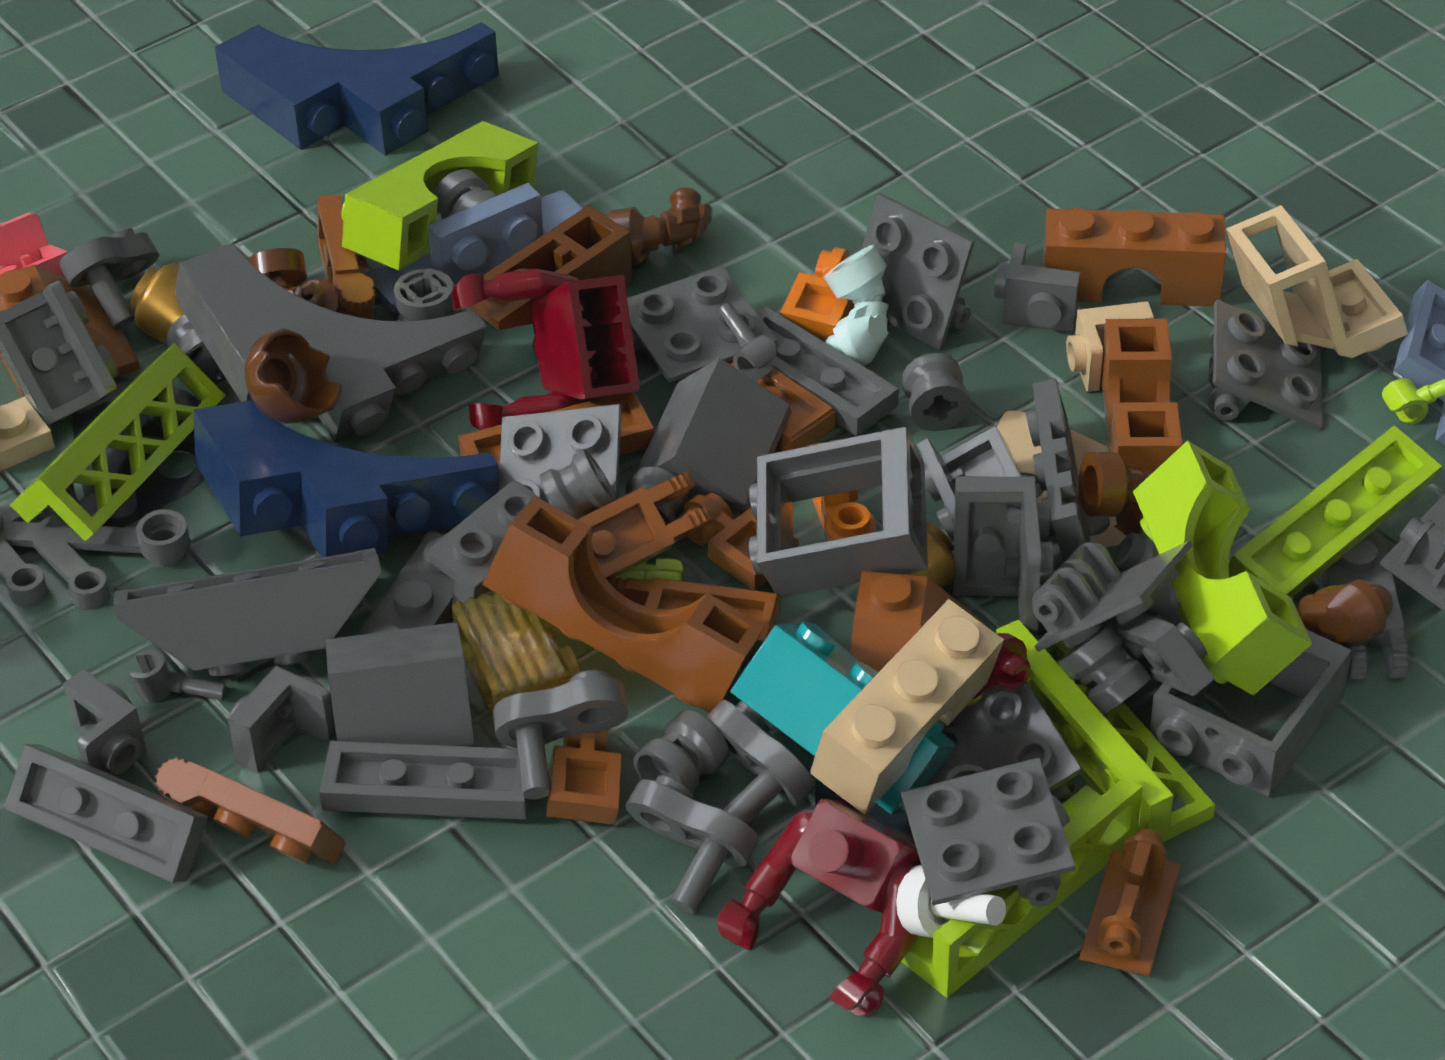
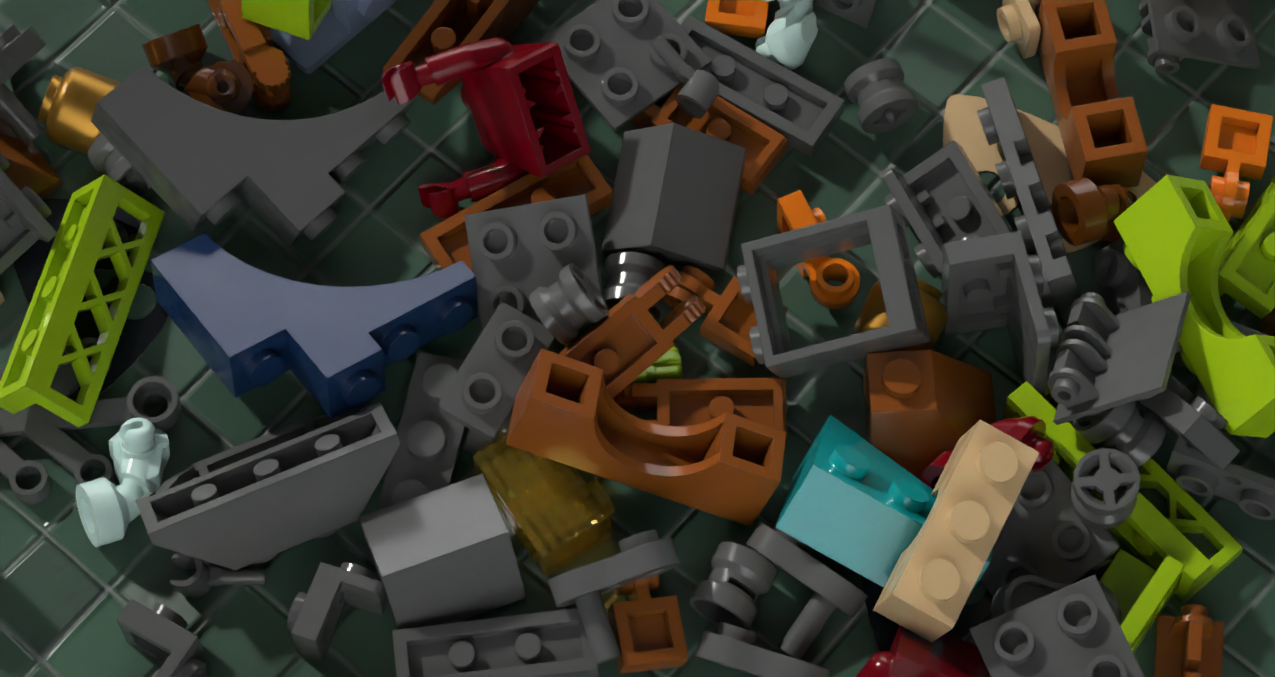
camera: 10 degrees left, 20 degrees up
(90, 607) = (139, 463): none -> light aqua arm
(289, 378) = (245, 218): reddish brown hair -> none
(423, 295) = (354, 77): dark grey wheel -> none
(1061, 695) = (1107, 473): none -> dark grey wheel
(1276, 480) = (1237, 146): none -> orange plate

